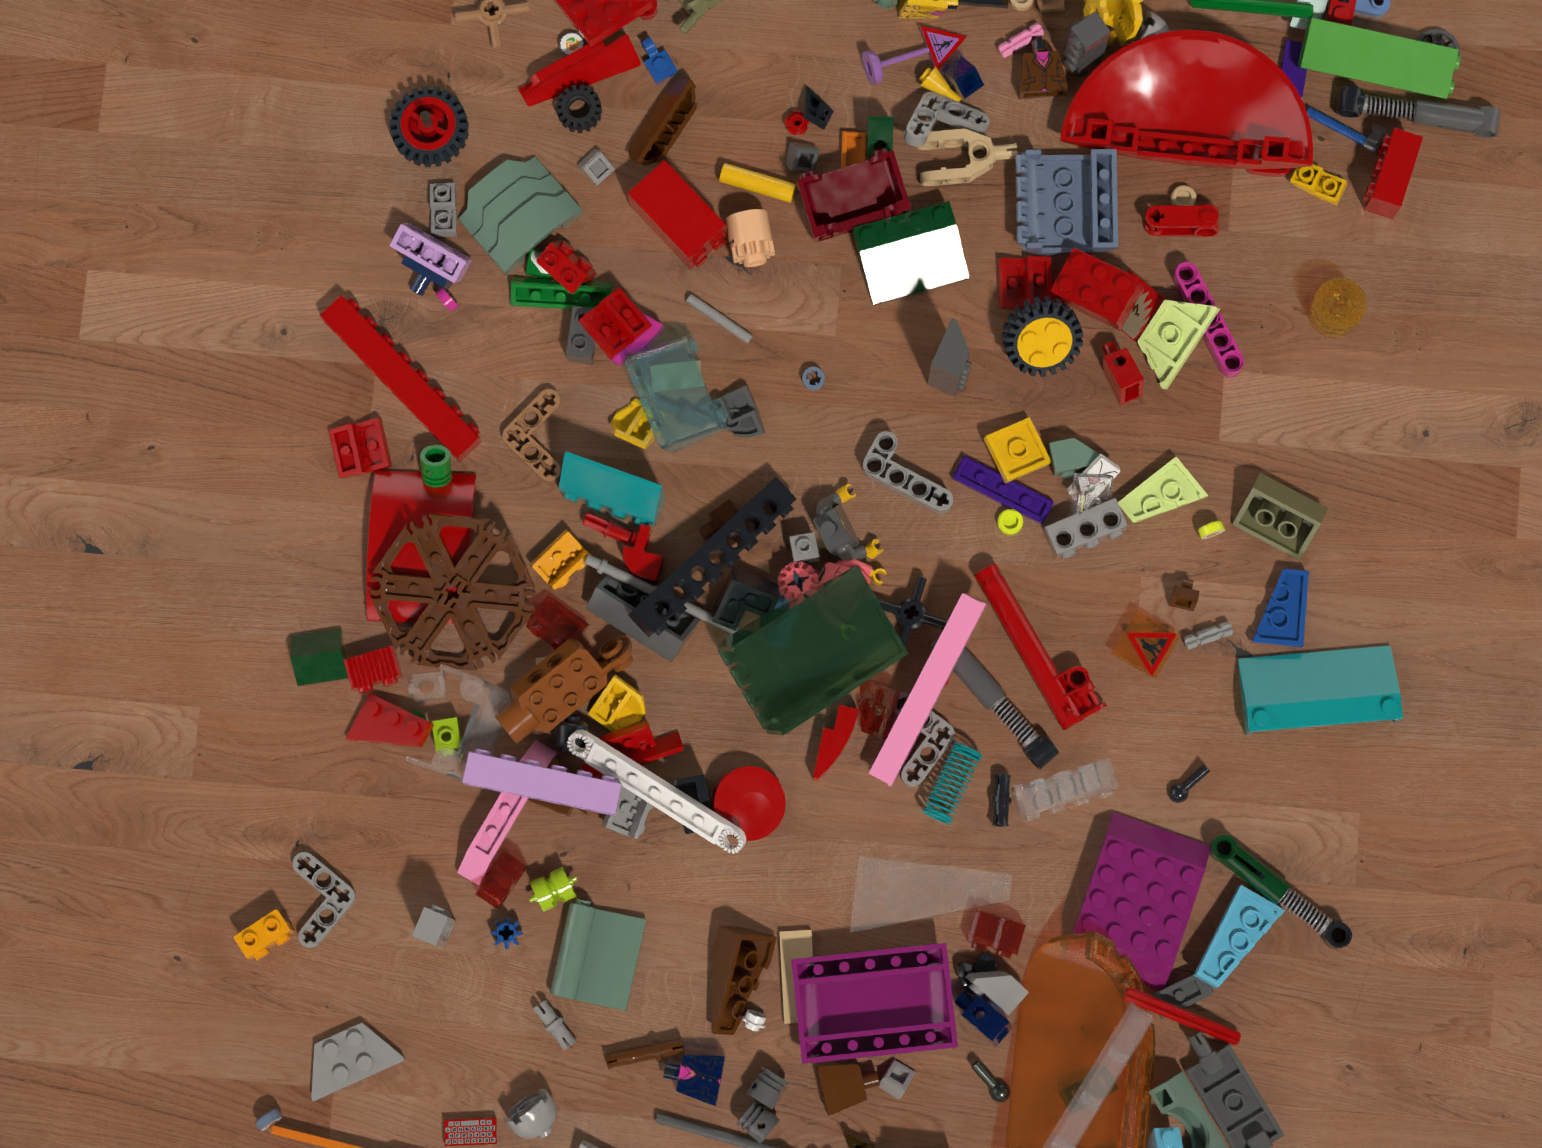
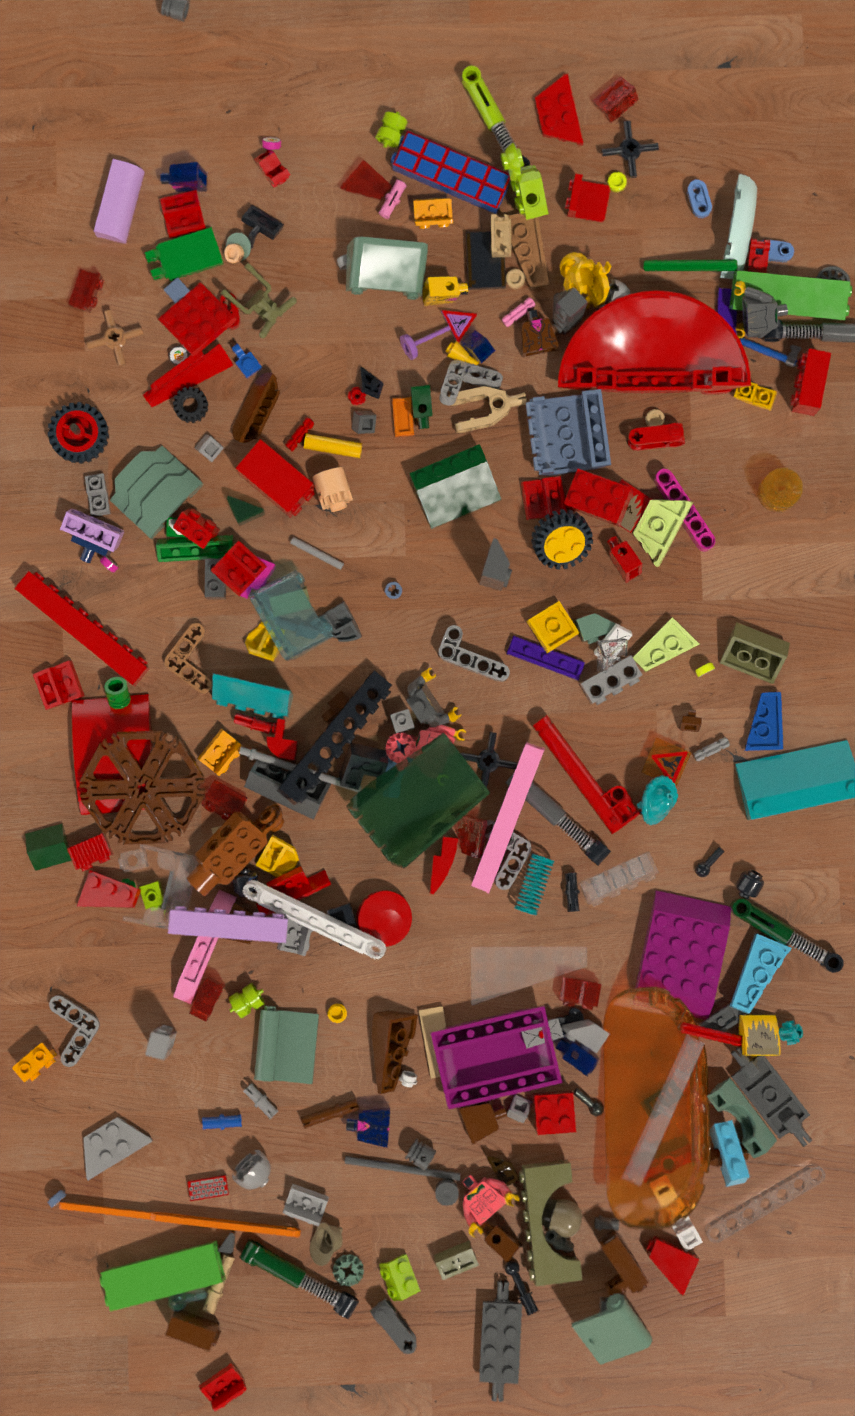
camera: 15 degrees left, 5 degrees up
(500, 1046) = (222, 1122): none -> blue pin
(502, 927) = (212, 1041): blue gear -> none
(631, 252) = (244, 511): none -> clear green slope
(670, 921) = (337, 1013): none -> yellow plate
(716, 163) = (299, 434): none -> red axle
(767, 1088) = (424, 1128): dark grey piece -> none
(853, 196) = (407, 448): dark red windscreen -> none
(929, 982) = (535, 1036): none -> light grey tile
(943, 1088) = (554, 1112): none -> red brick
(1010, 522) = (554, 681): neon yellow tile -> none
(1129, 691) = (658, 799): none -> teal piece
(1229, 1019) = (759, 1035): none -> slope
(1239, 818) = (750, 884): none -> black head
(1271, 1021) = (791, 1032): none -> teal gear
(1334, 74) = (759, 312): none -> dark grey torso

